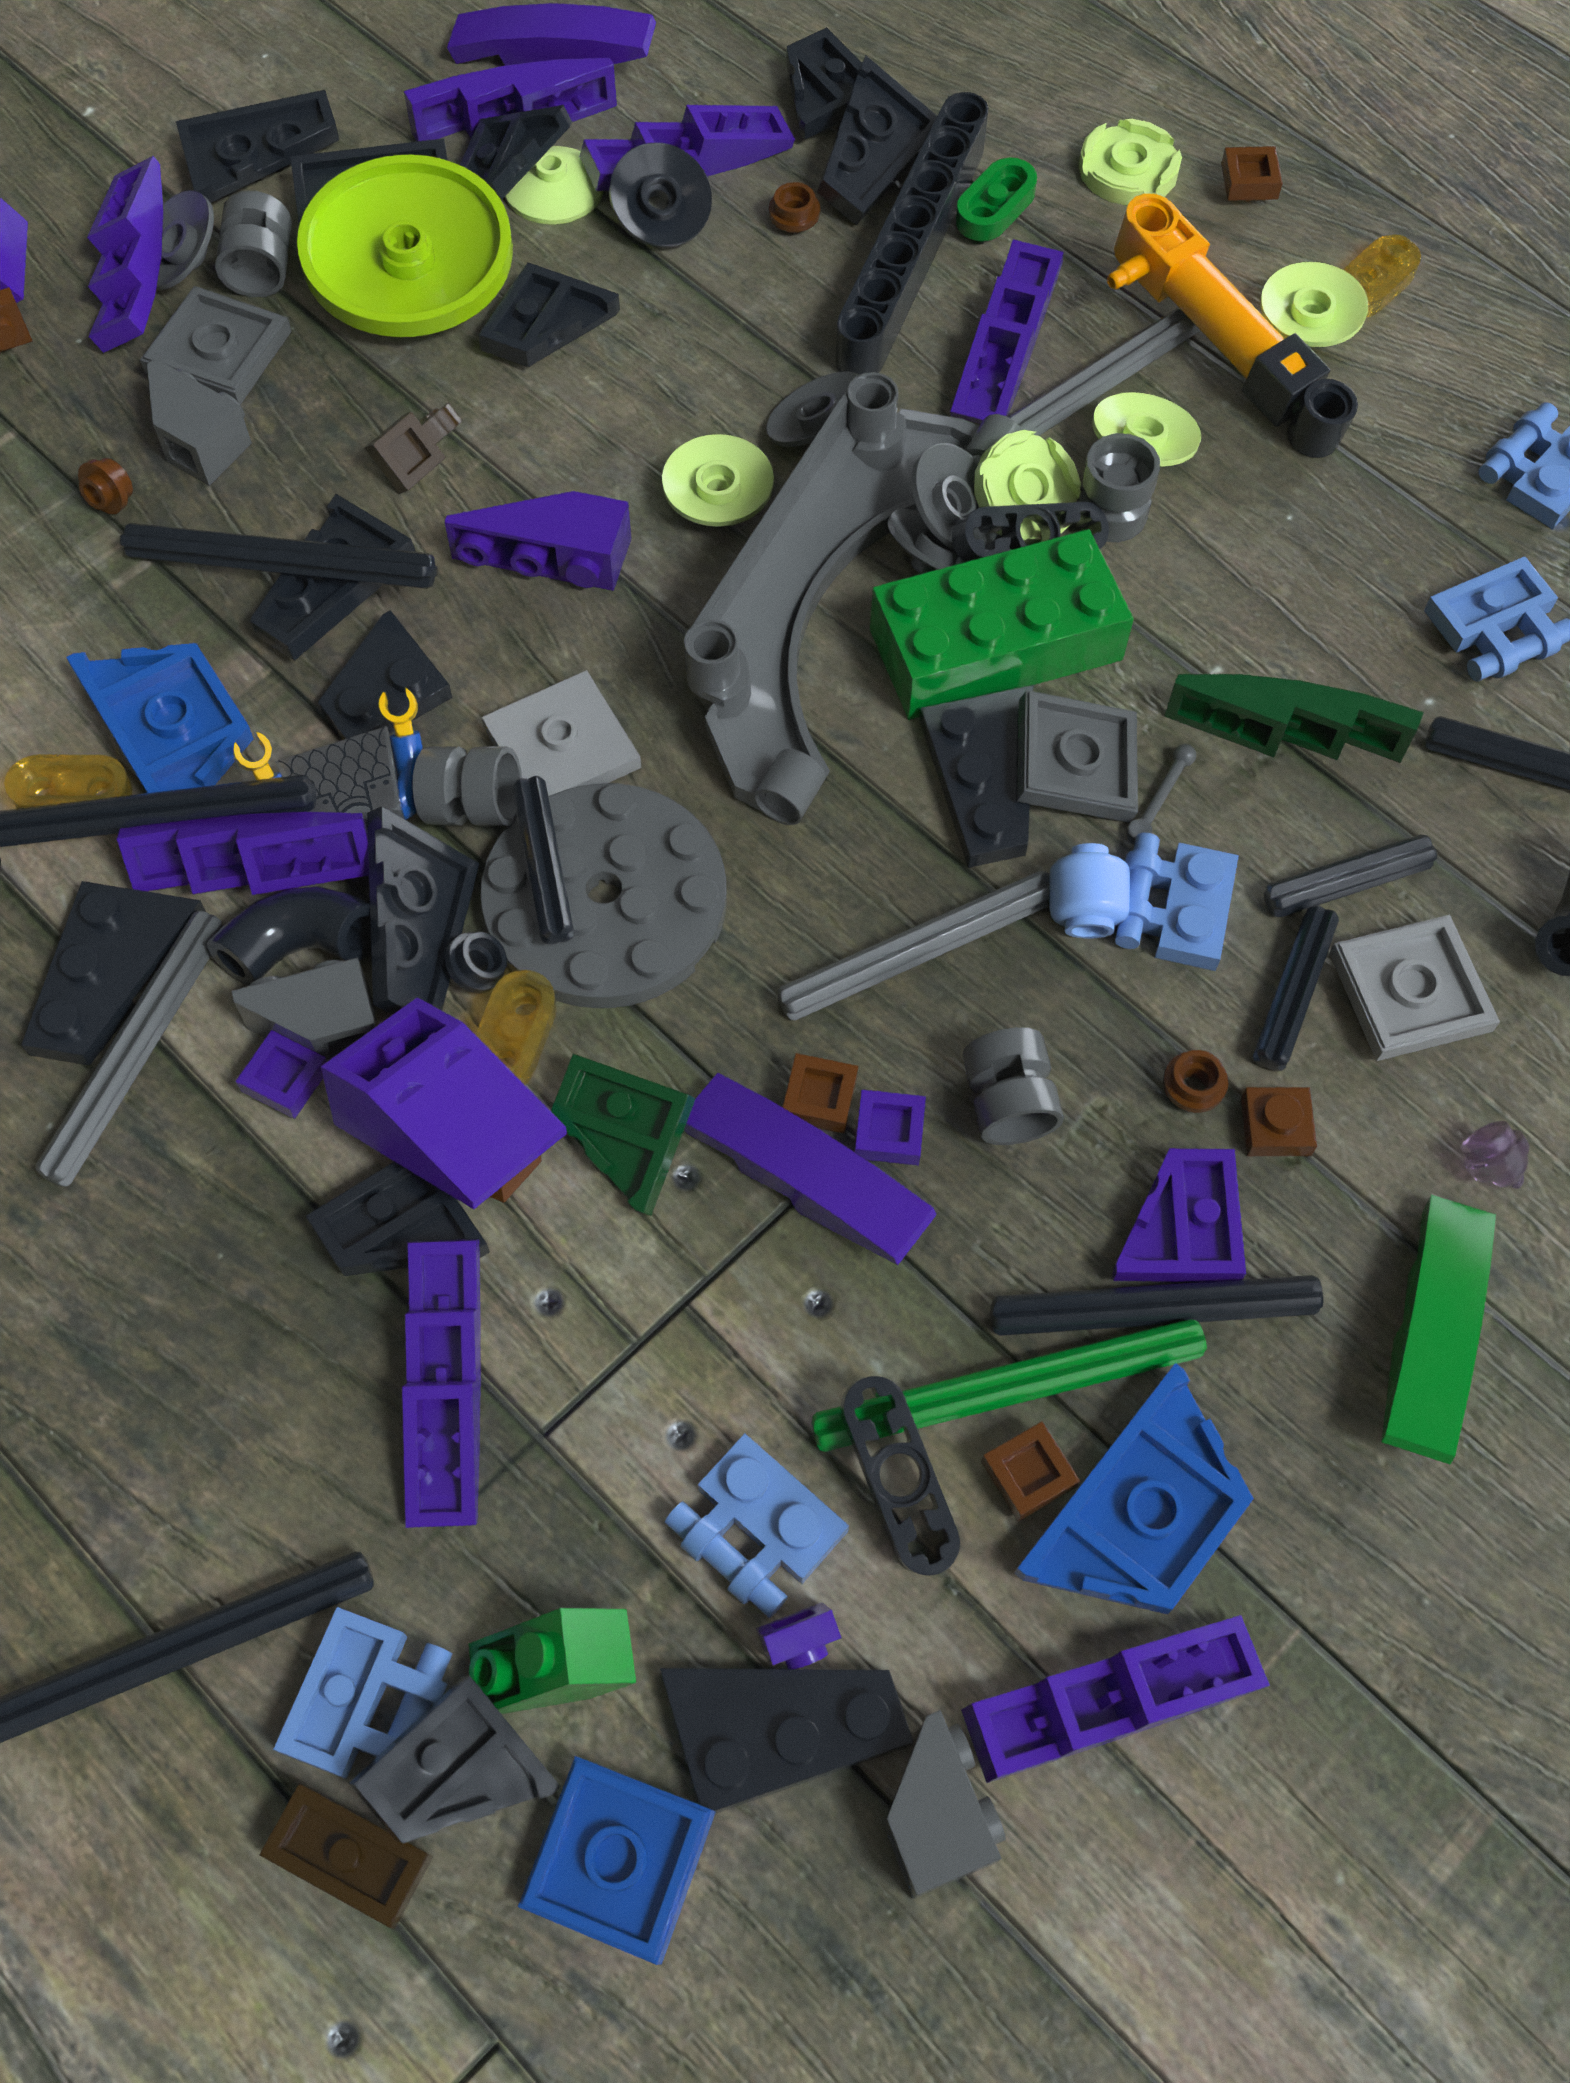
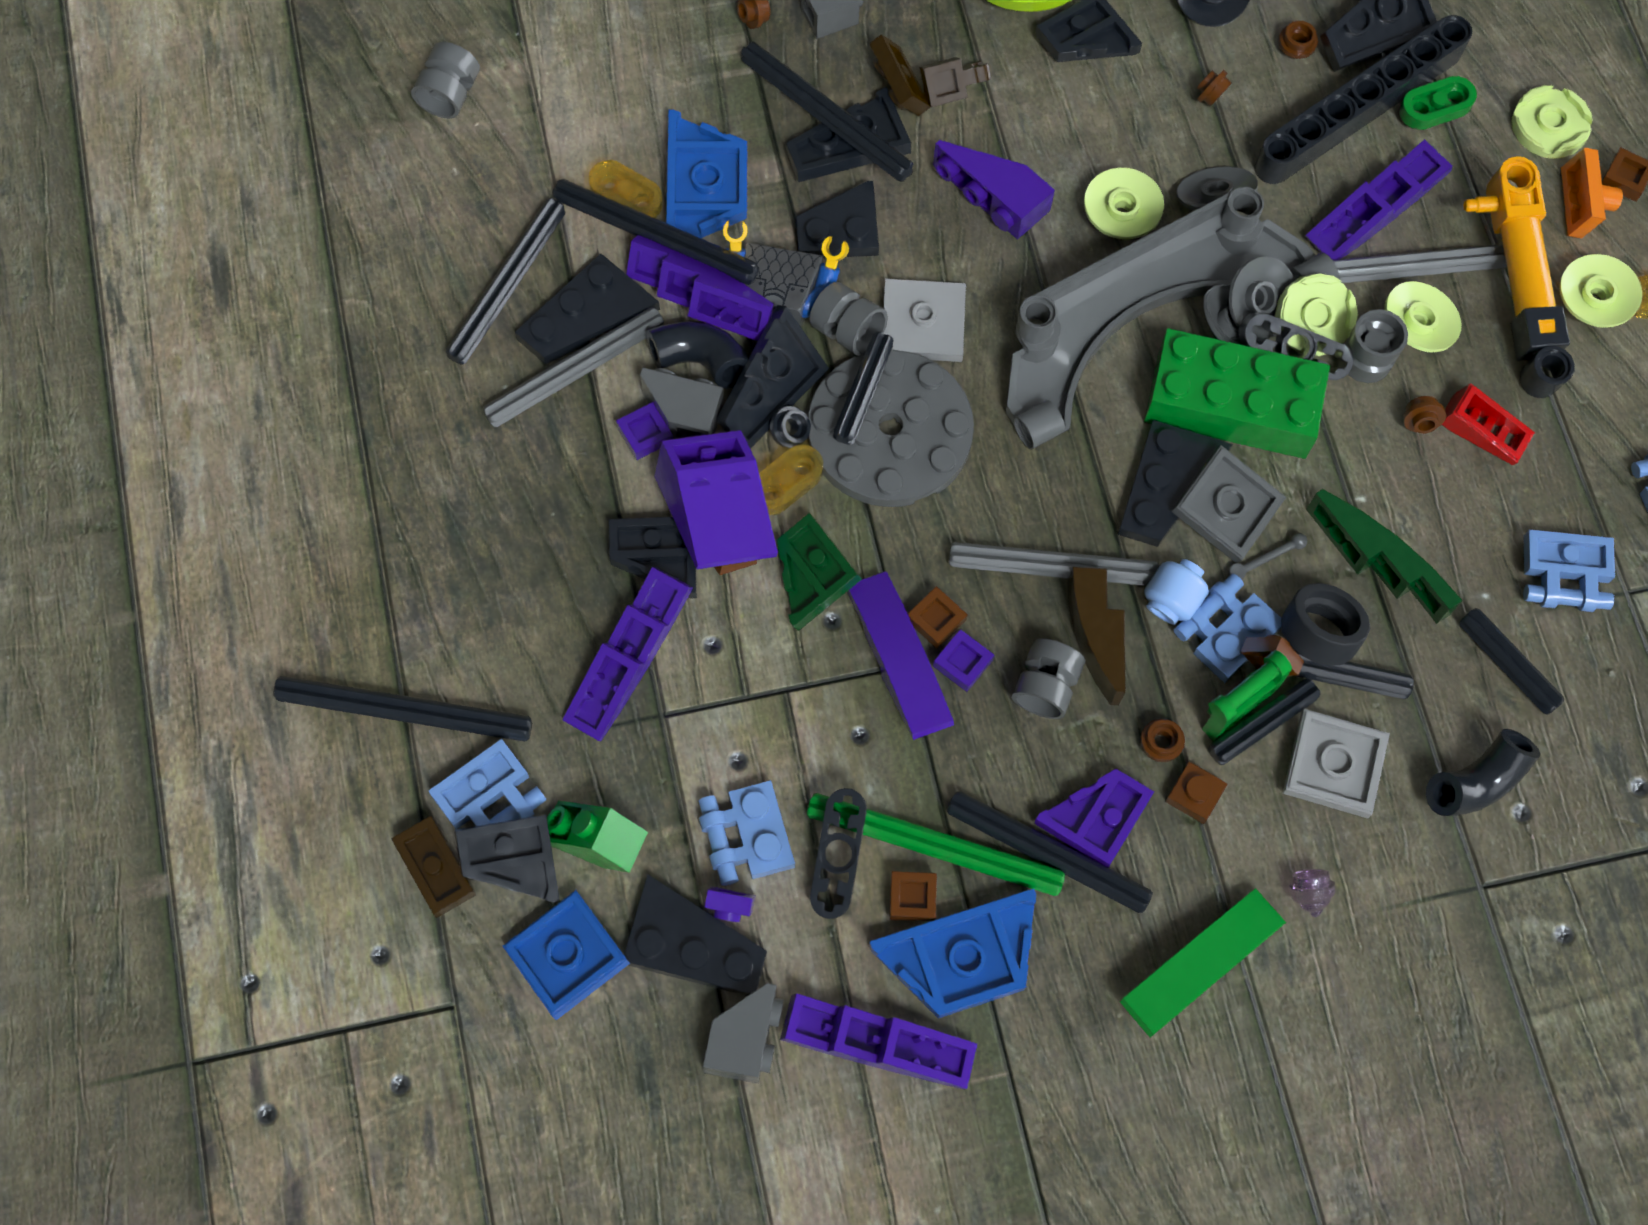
camera: 30 degrees right, 5 degrees up
(327, 465) = (895, 68): none -> dark brown plate
(733, 303) = (1213, 87): none -> reddish brown plate
(1032, 992) = (1098, 630): none -> dark brown slope
(1222, 214) = (1585, 195): none -> orange tile
(1223, 535) = (1424, 414): none -> reddish brown plate
(1257, 901) = (1257, 648): none -> plate
(1263, 951) = (1249, 694): none -> green plate
(1274, 506) = (1479, 434): none -> red slope
(1285, 852) = (1313, 641): none -> black tyre

